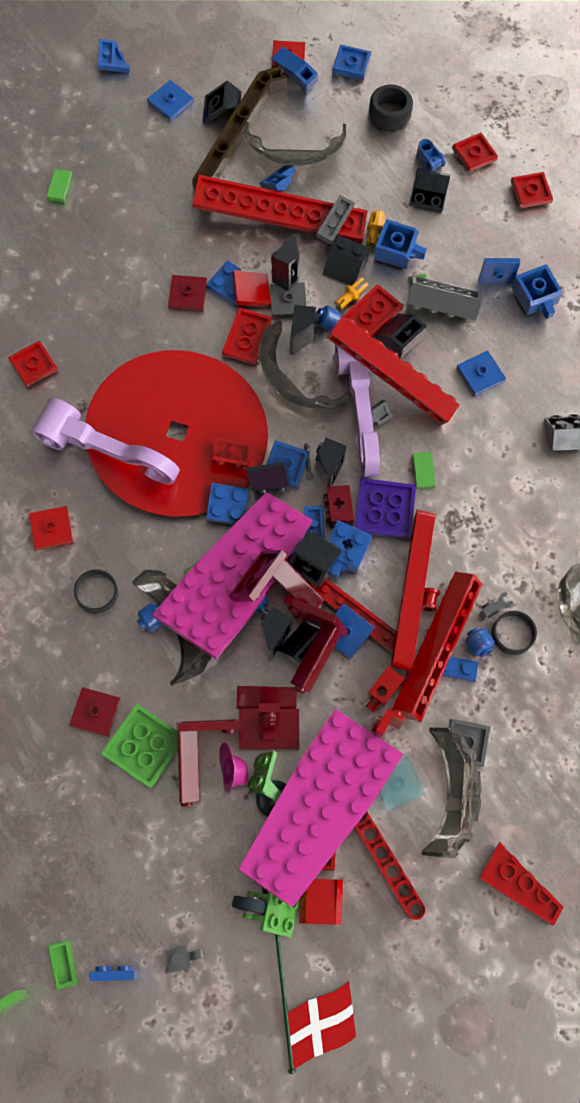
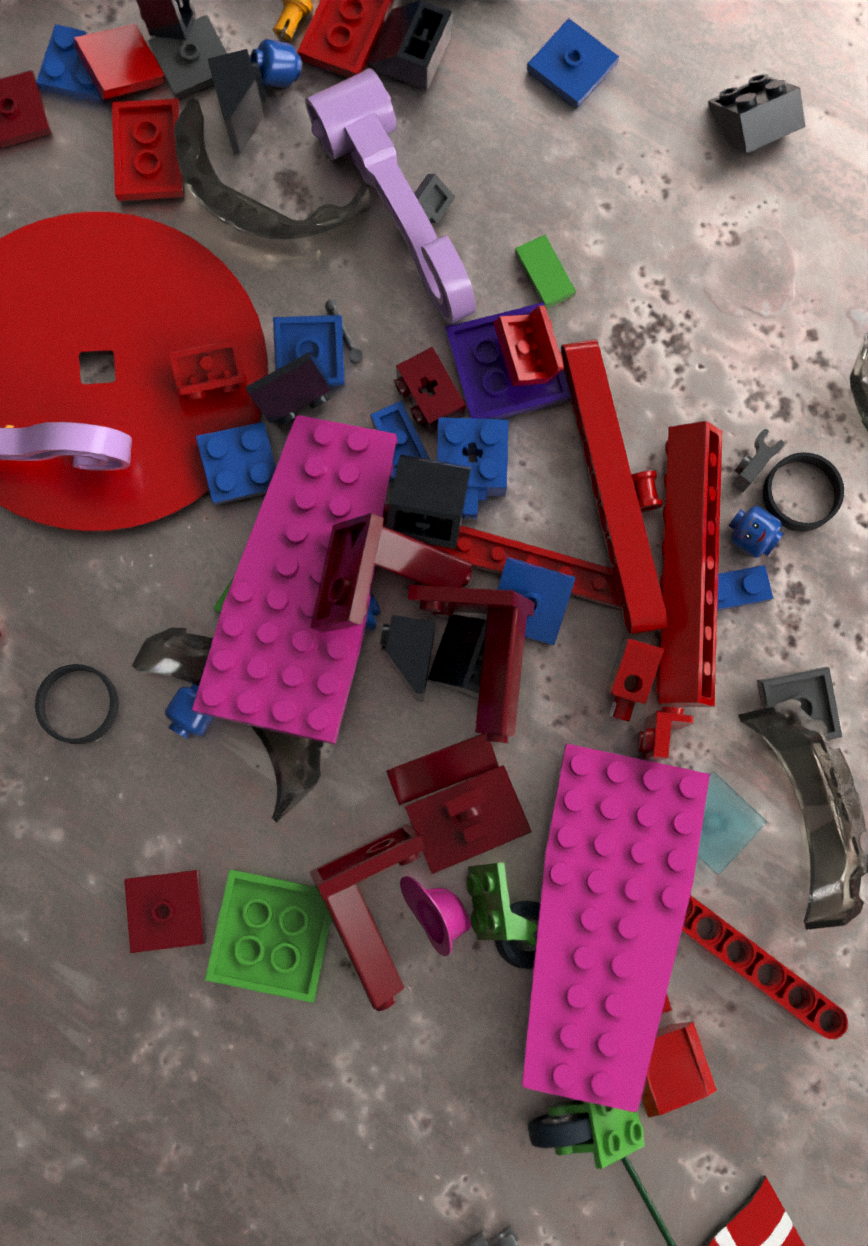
camera: 20 degrees left, 10 degrees up
(329, 460) = (381, 317): black slope -> none
(393, 370) = (423, 111): red brick -> none
(398, 503) = (529, 347): none -> red bracket

